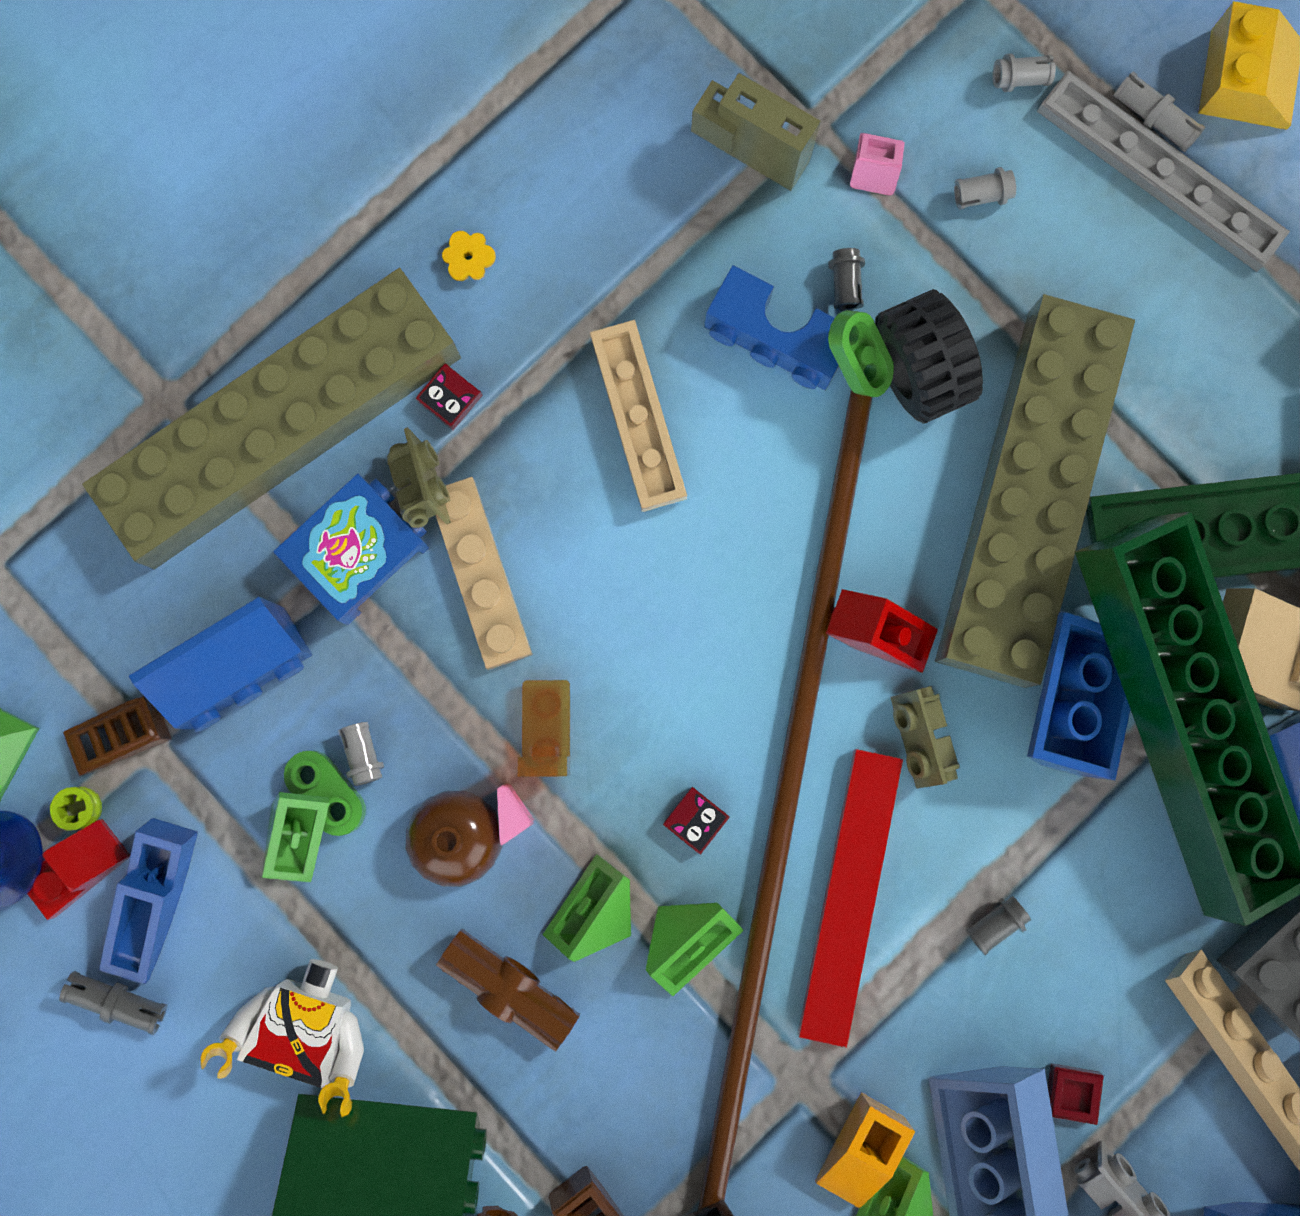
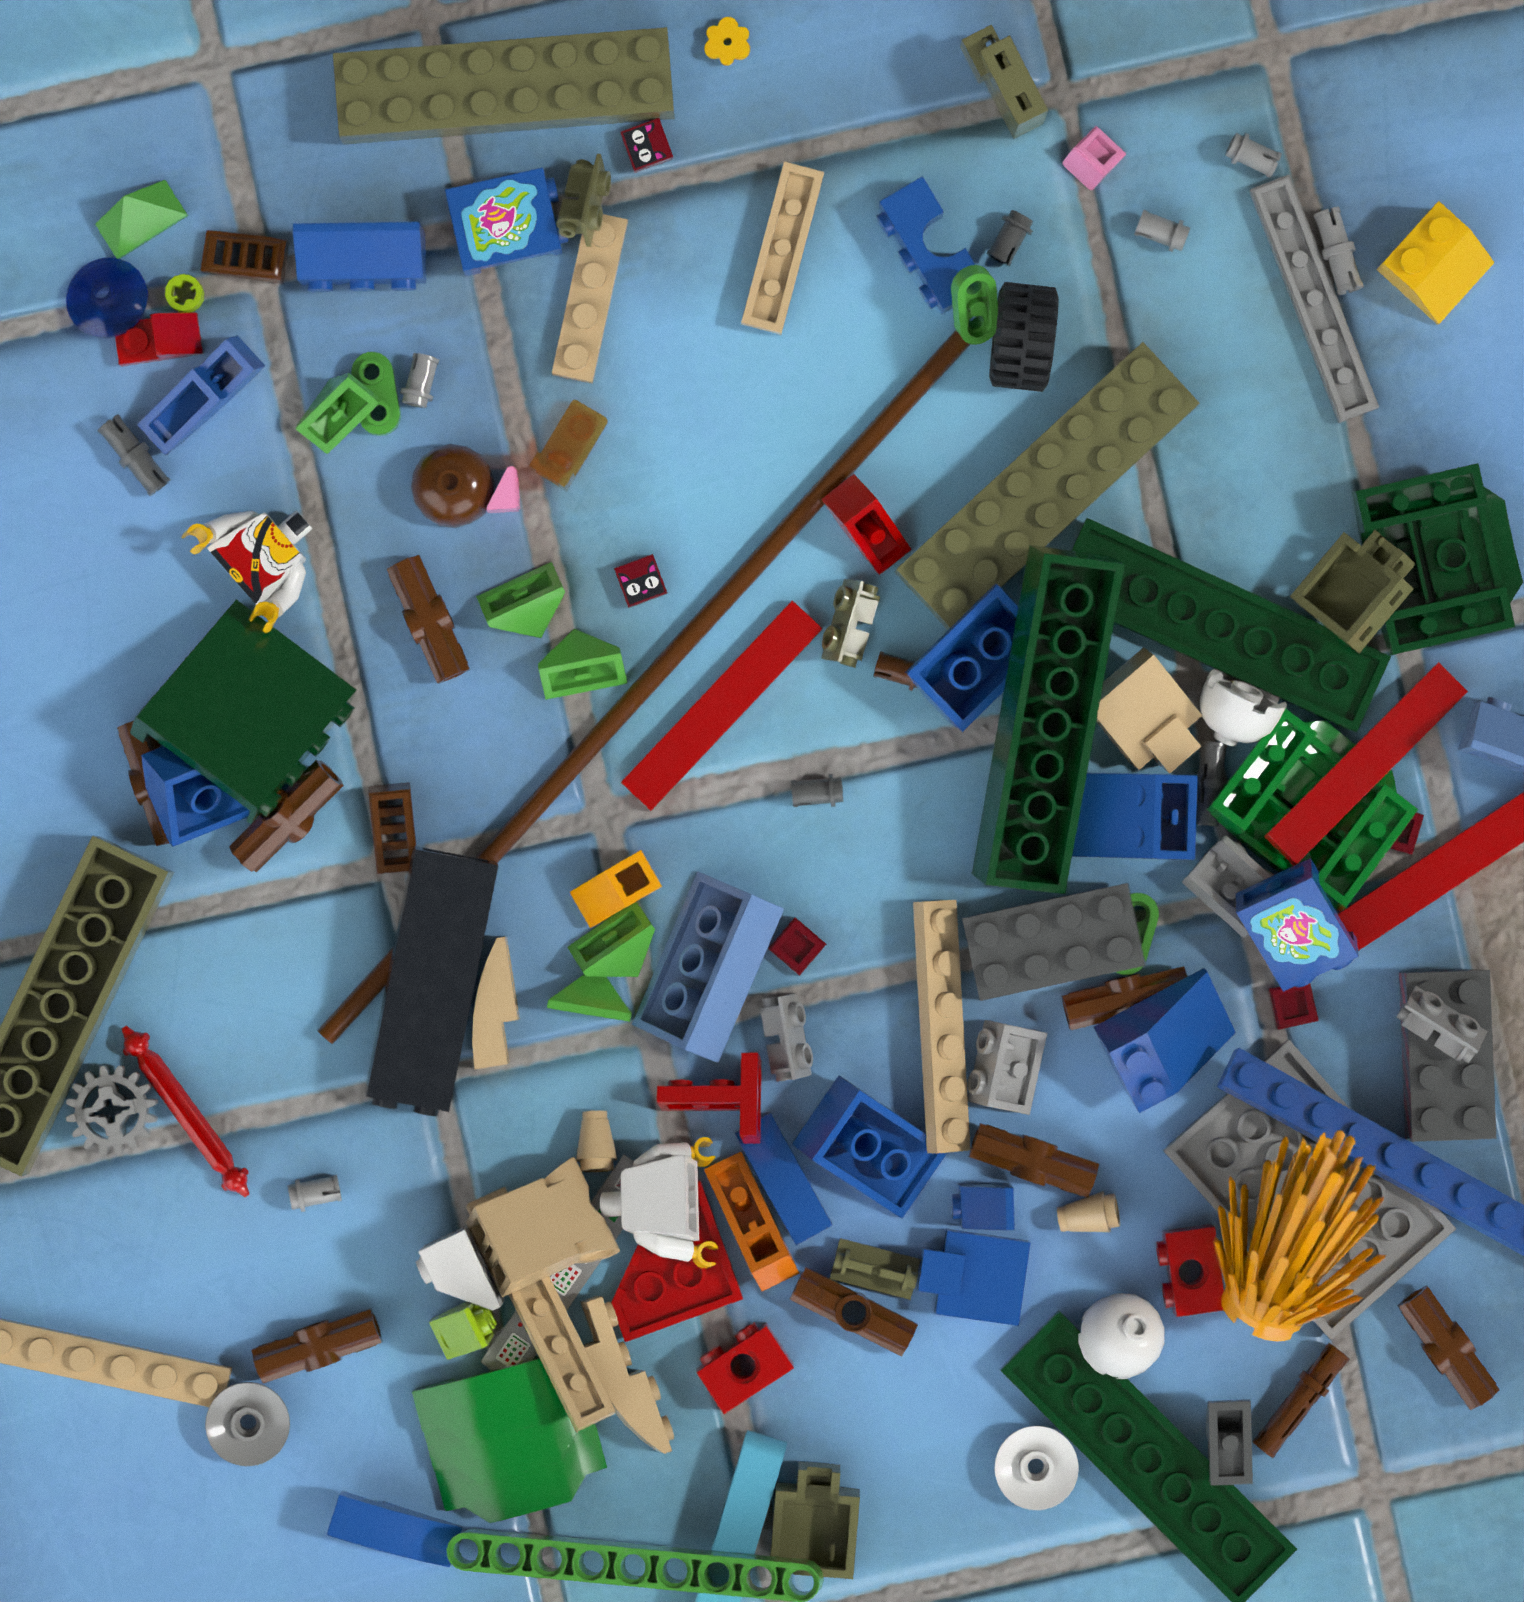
camera: 30 degrees right, 5 degrees up
(1002, 754) = (894, 669): none -> reddish brown pin

